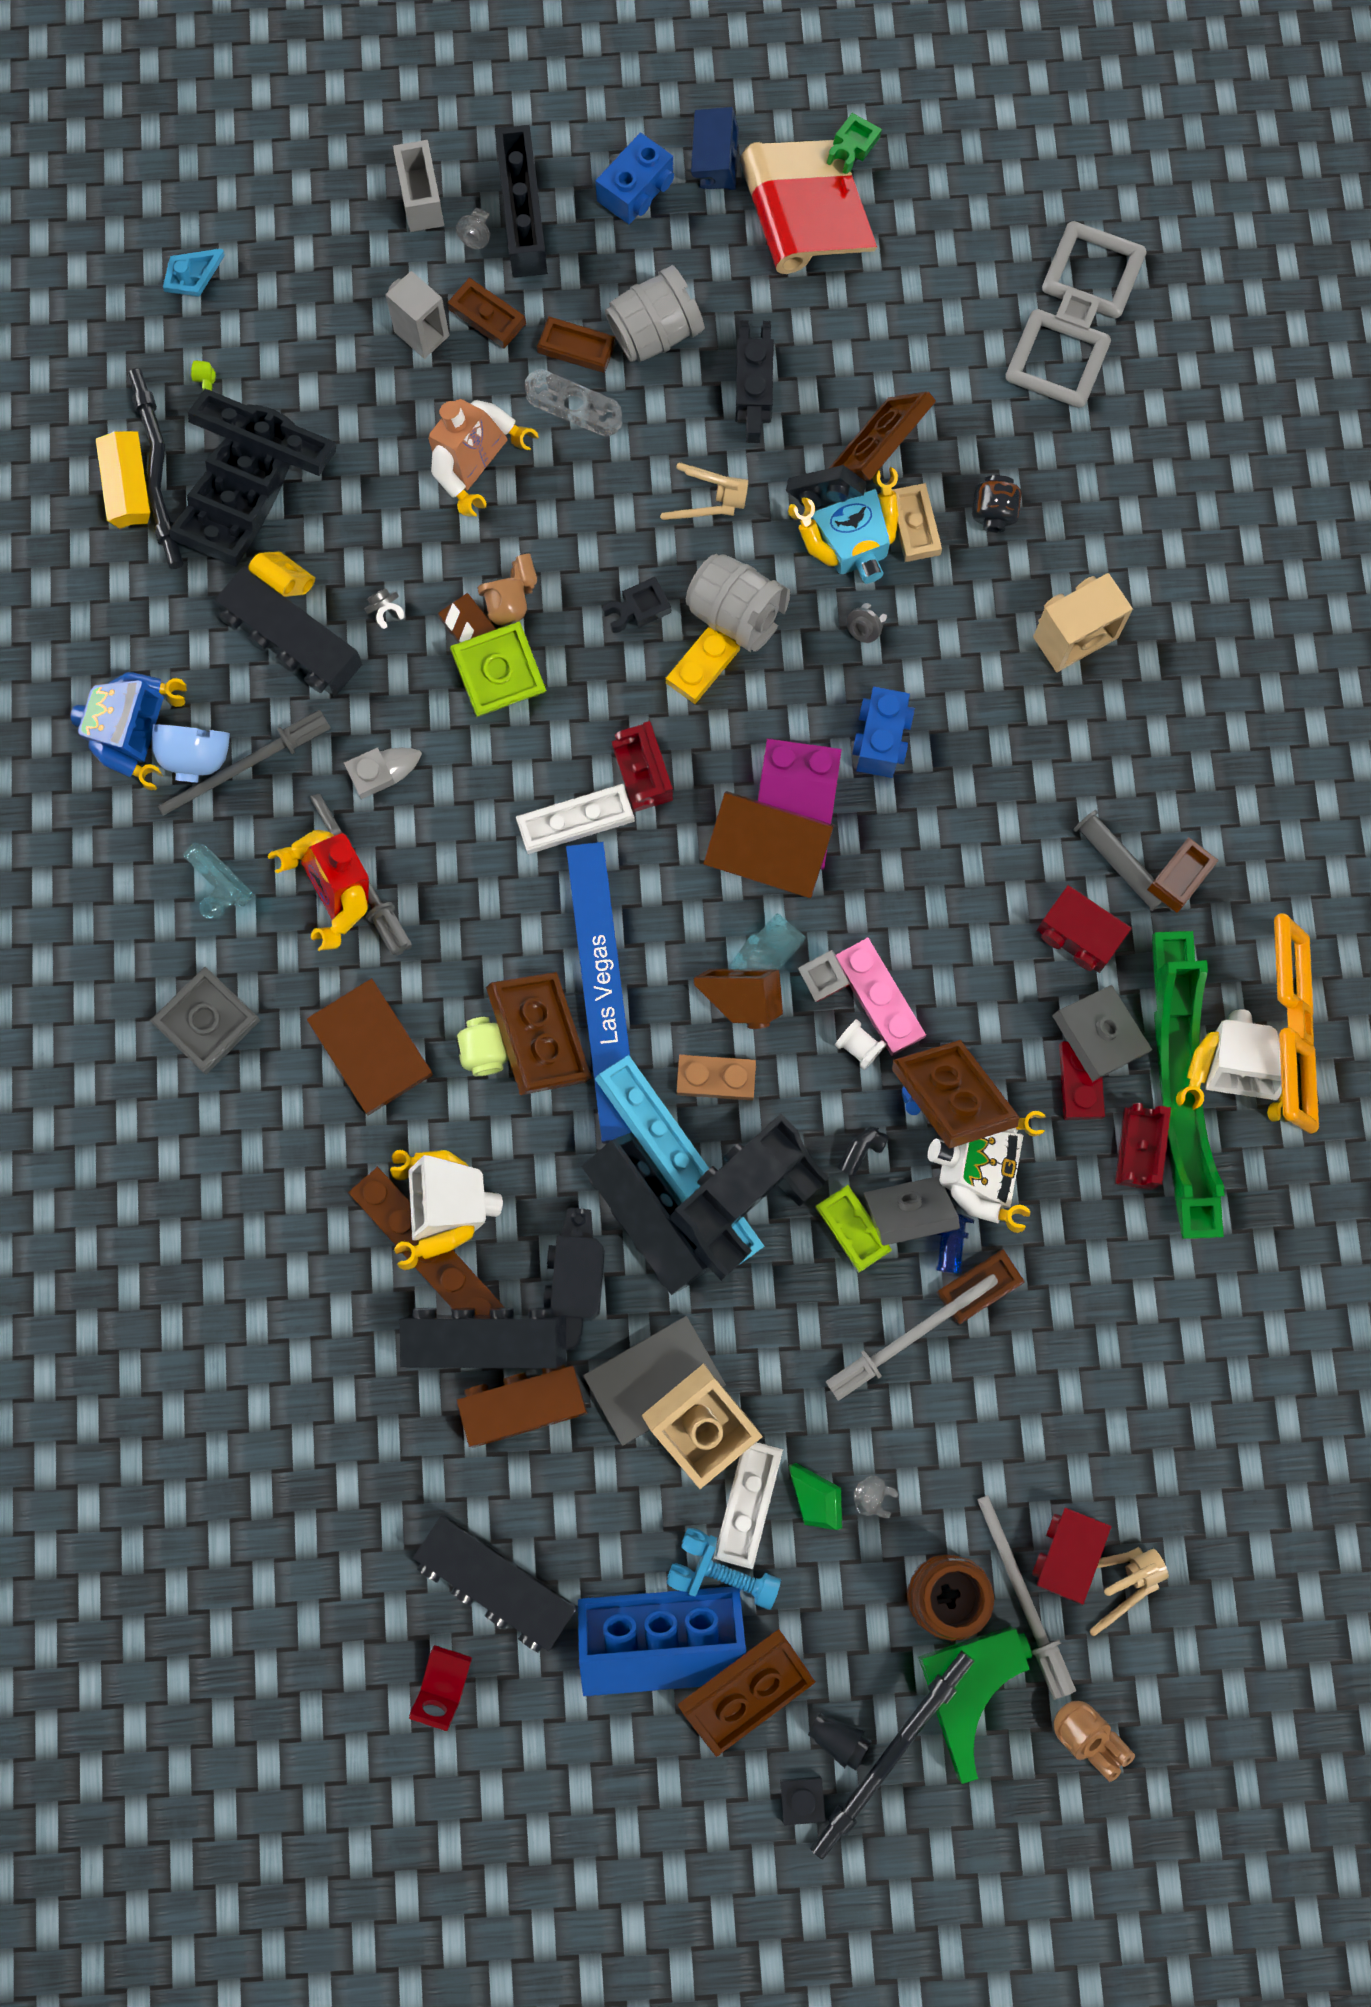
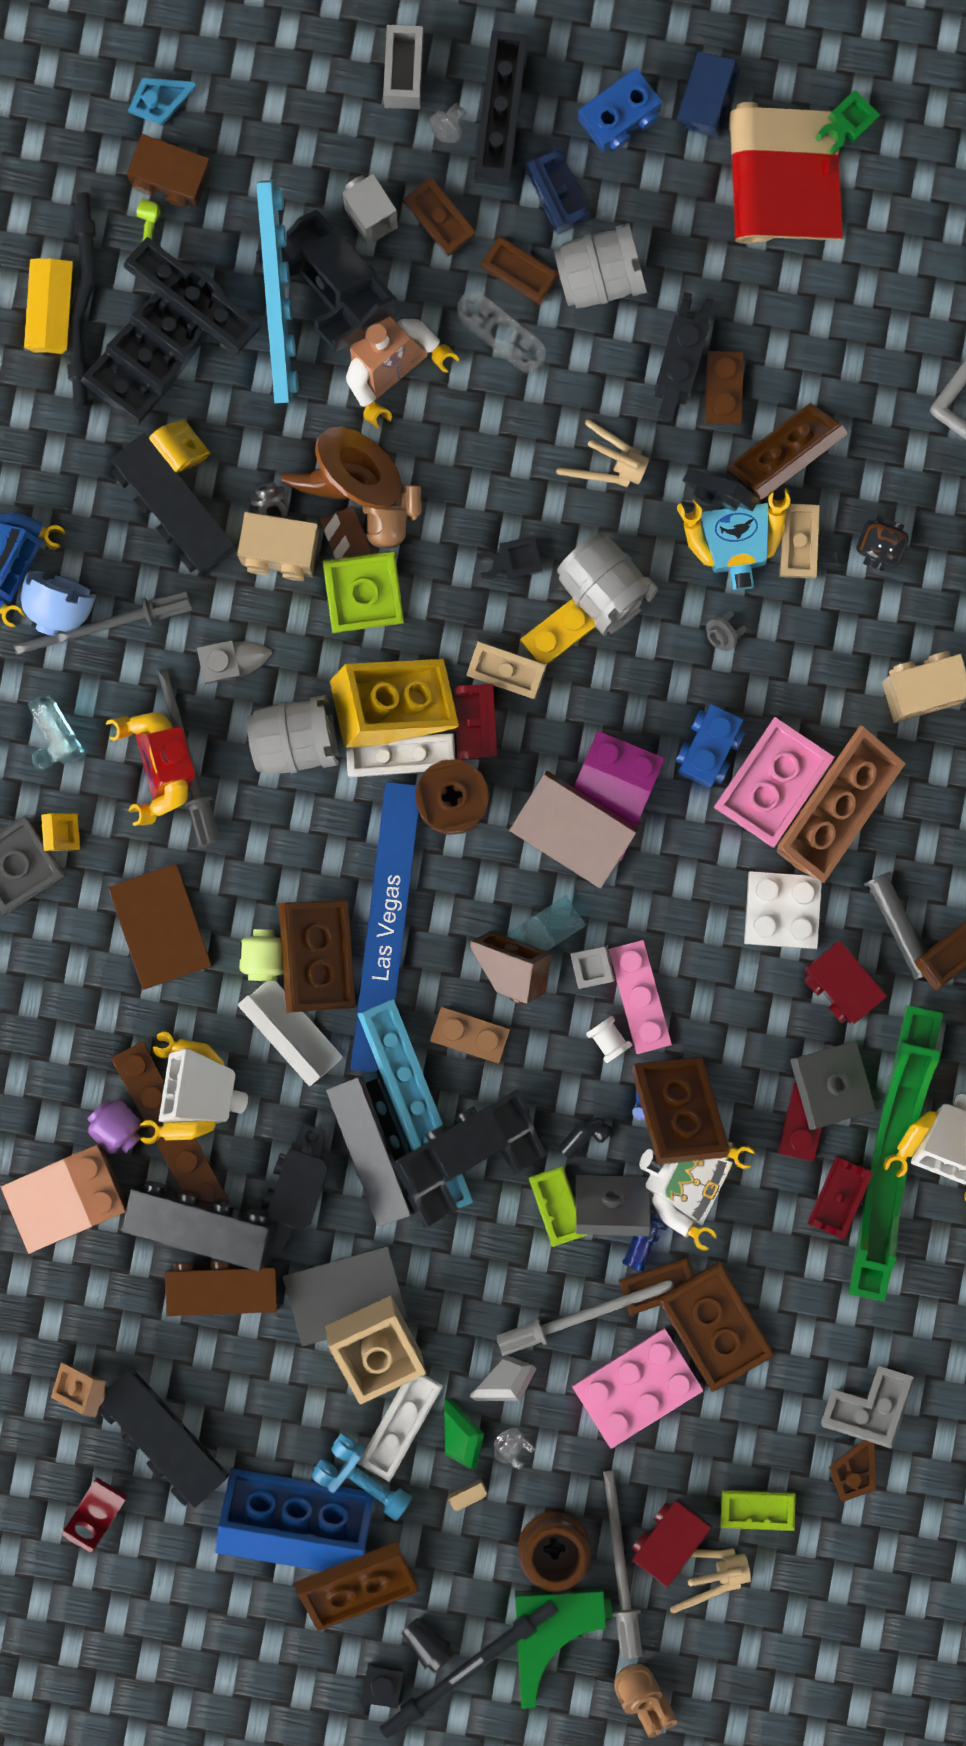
camera: 10 degrees right, 10 degrees up
(214, 330) = (168, 171): none -> reddish brown brick
(244, 974) = (60, 832): none -> yellow plate
(332, 1350) = (64, 1198): none -> slope
(339, 388) = (275, 276): none -> medium azure plate
(368, 1261) = (114, 1126): none -> medium lavender head
(392, 1552) = (79, 1390): none -> medium nougat plate
(396, 378) = (339, 279): none -> black bracket
(402, 640) = (278, 546): none -> tan brick
(454, 558) = (350, 469): none -> dark orange piece
(460, 820) = (292, 737): none -> light grey piece
(530, 1120) = (290, 1032): none -> white panel
(552, 765) = (392, 701): none -> yellow slope
(593, 266) = (558, 192): none -> dark blue hinge
(635, 857) = (440, 814): none -> reddish brown piece
(661, 707) = (506, 670): none -> tan plate
(802, 404) = (723, 388): none -> reddish brown plate
(840, 1561) = (467, 1495): none -> tan tile
(848, 1427) = (505, 1381): none -> light grey piece
(955, 753) = (774, 782): none -> bright pink plate
(988, 1400) = (637, 1388): none -> bright pink plate
(999, 875) = (782, 910): none -> white plate
(1029, 753) = (840, 805): none -> nougat slope
(1052, 1312) = (715, 1326): none -> reddish brown tile
(1153, 1497) = (757, 1510): none -> lime plate
(1243, 1428) = (855, 1471): none -> reddish brown piece
(1246, 1366) = (874, 1418): none -> light grey plate

